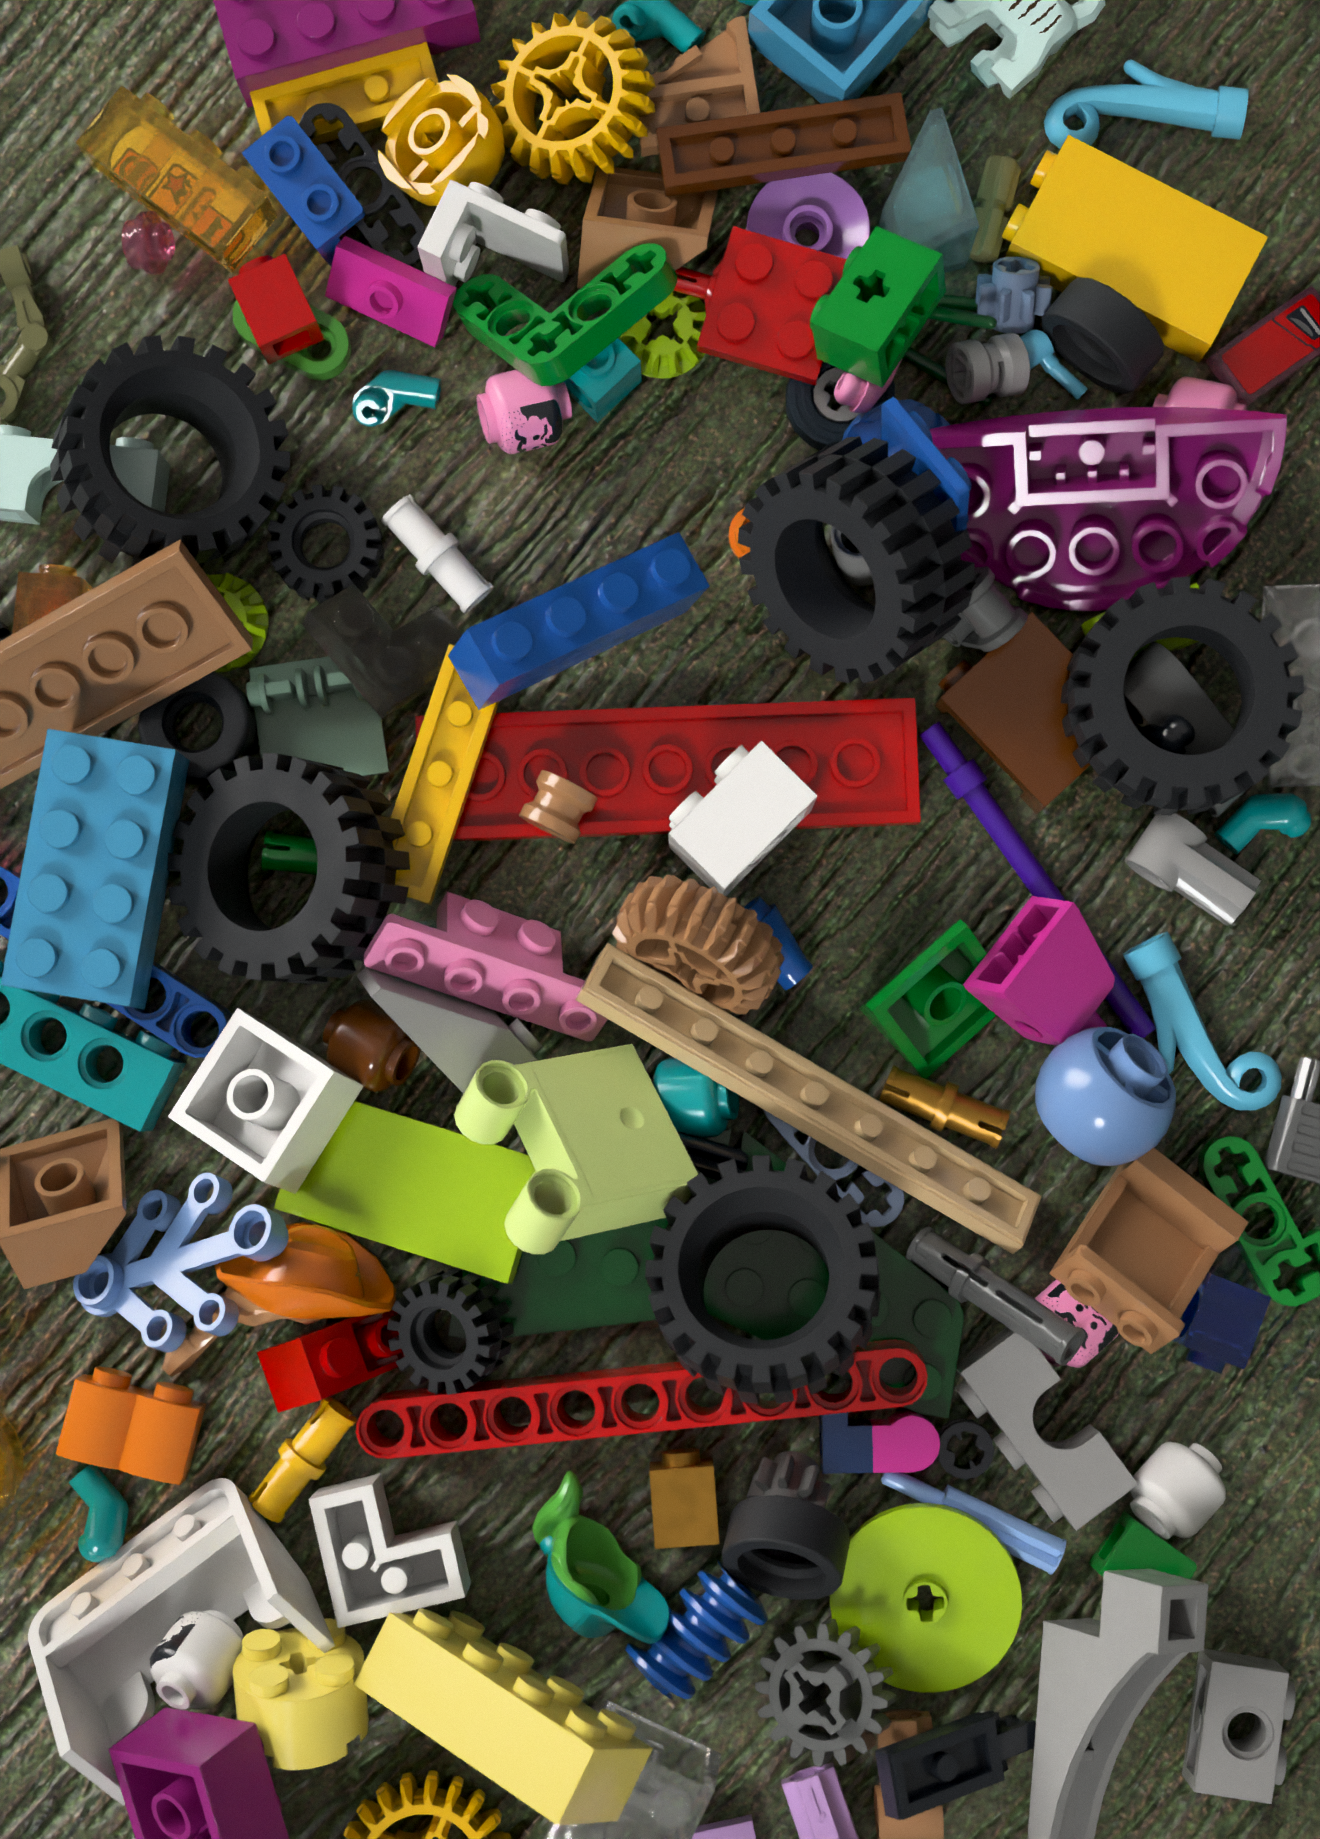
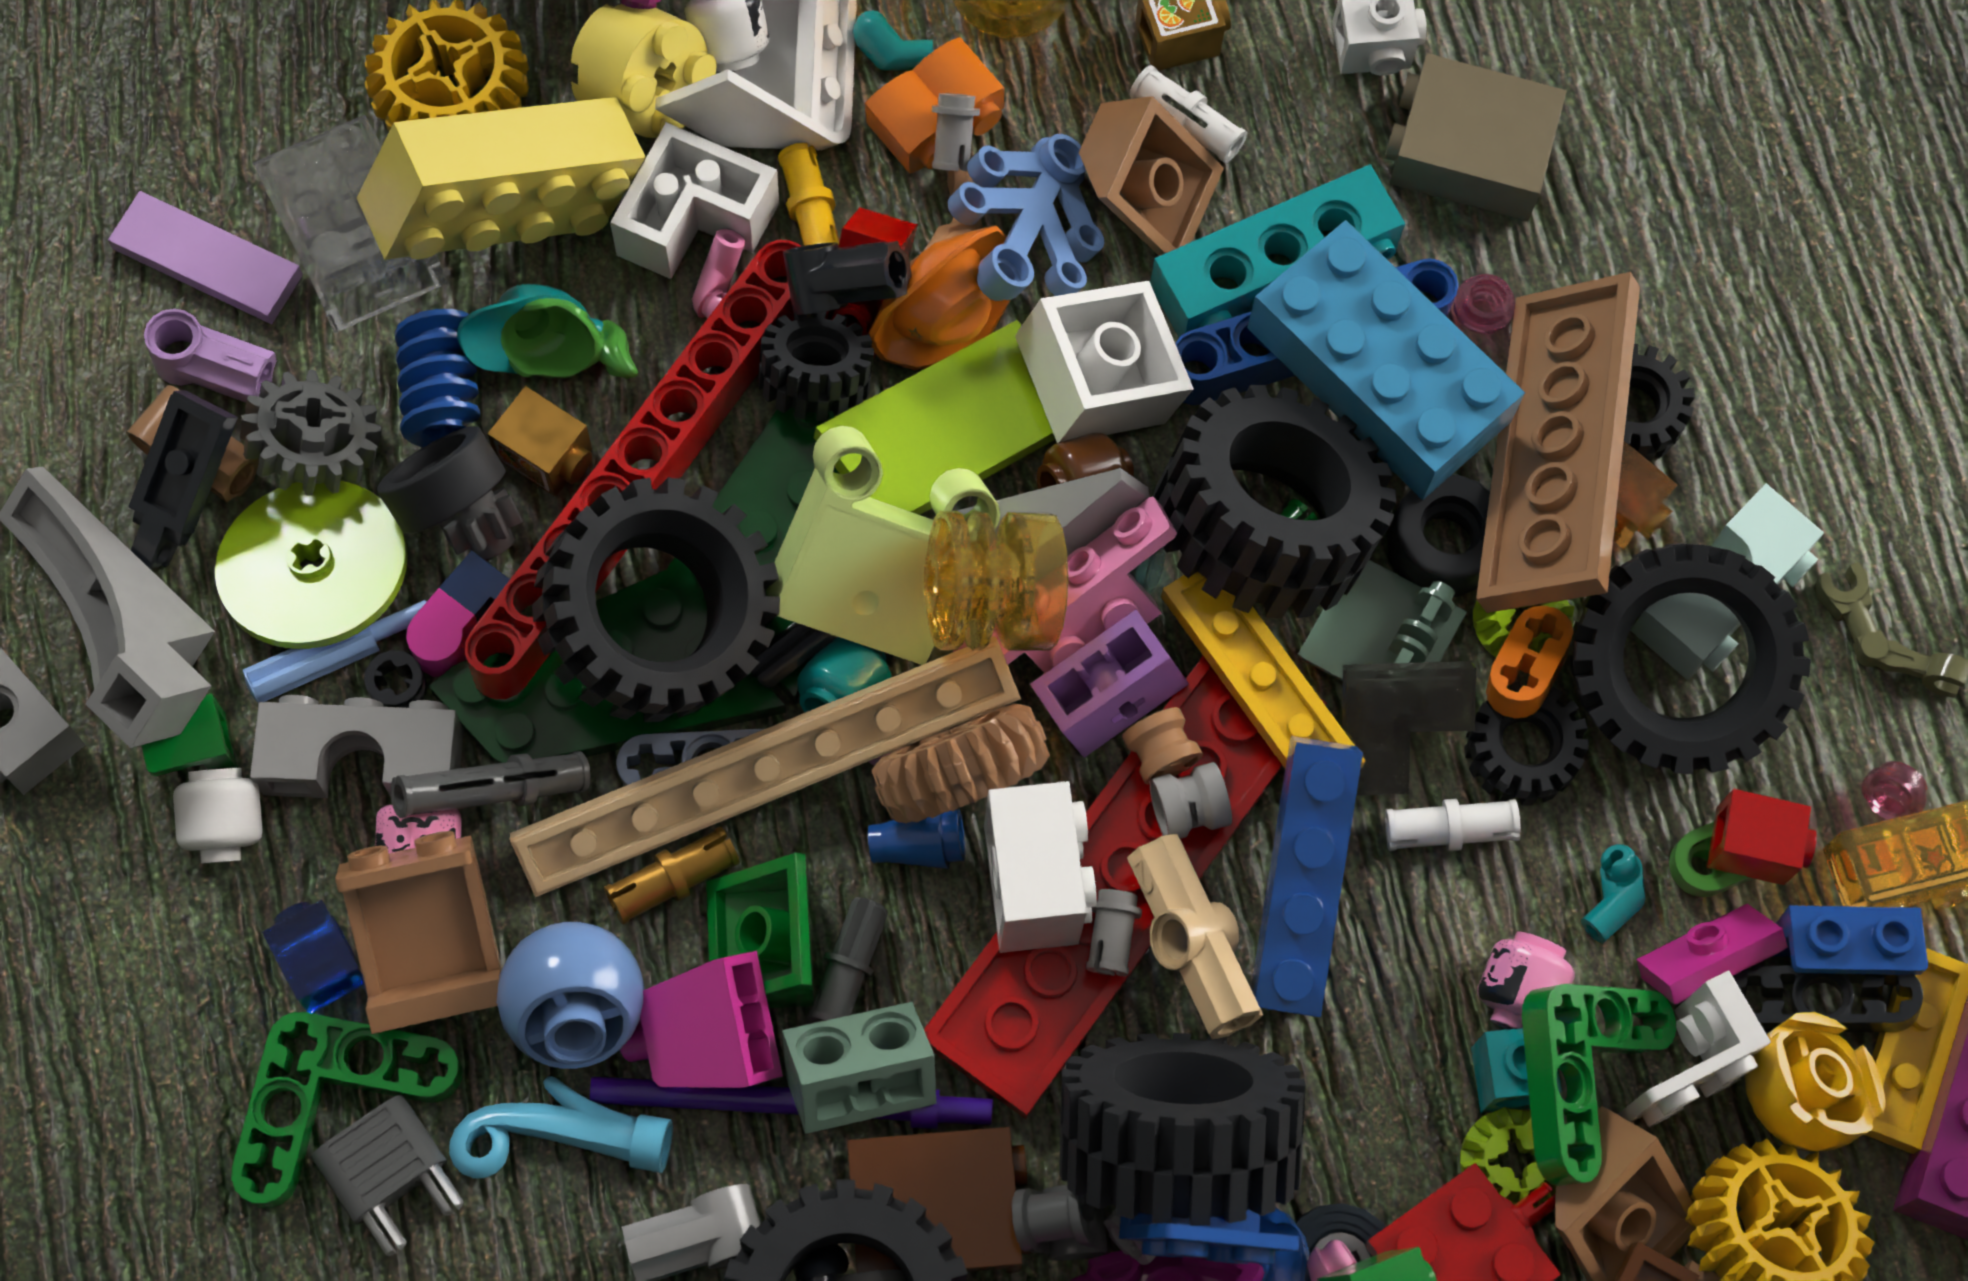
camera: 120 degrees right, 15 degrees down
(141, 1392) = (954, 131): none -> light grey pin
(261, 566) = (1540, 666): none -> orange beam
(375, 1372) = (830, 277): none -> black piece
(427, 1483) = (717, 271): none -> bright pink arm
(537, 887) = (1109, 684): none -> medium lavender brick
(547, 1017) = (996, 580): none -> clear yellow wheel
(586, 751) = (1191, 801): none -> light grey wheel
(692, 668) = (1194, 936): none -> tan piece
(743, 728) = (1112, 932): none -> light grey pin
(905, 919) = (849, 960): none -> dark grey axle
(990, 830) = (859, 1067): none -> sand green brick

